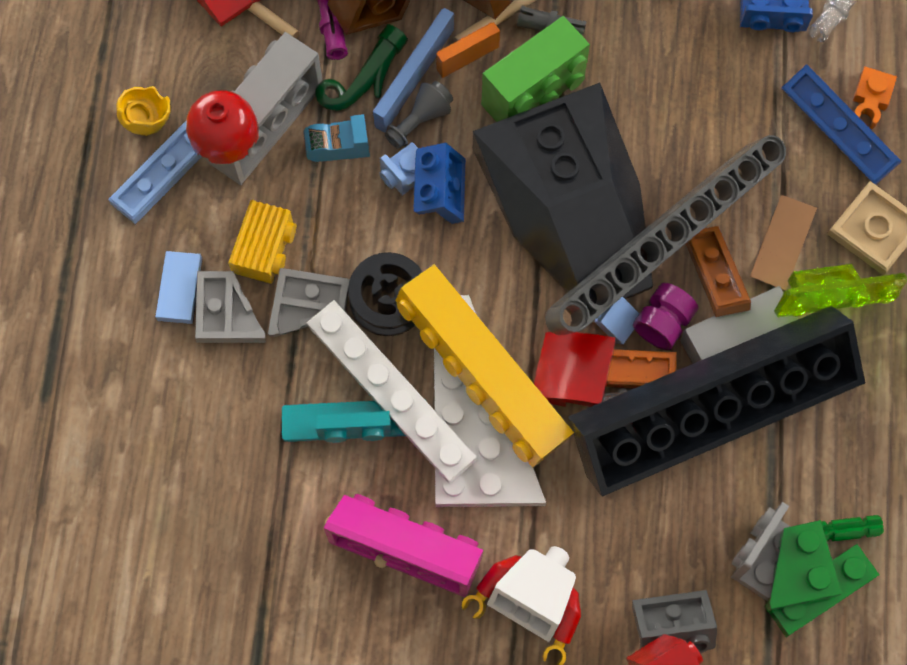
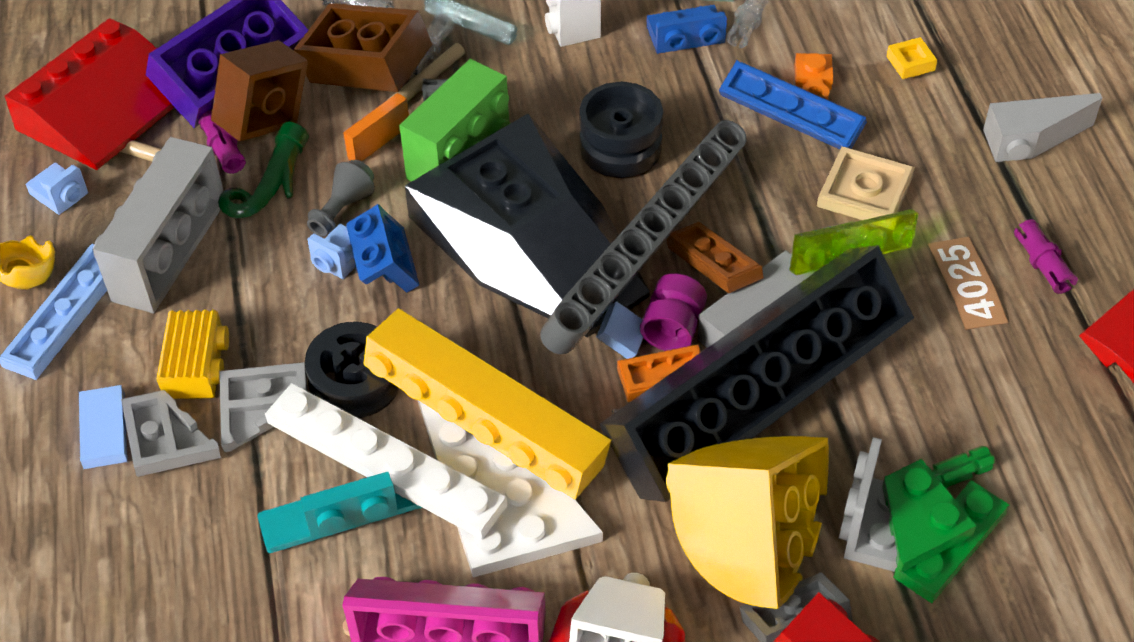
camera: 15 degrees left, 20 degrees down
(185, 35) = (58, 187): none -> light blue bracket
(222, 127) = (117, 230): red cylinder -> none
(337, 140) = (255, 240): dark azure leg -> none
(413, 70) = (322, 160): medium blue tile -> none
(574, 368) = (591, 382): red slope -> none
(666, 525) = (750, 513): none -> yellow brick
(678, 113) = (621, 129): none -> black wheel
(783, 242) = (773, 221): medium nougat sticker -> none

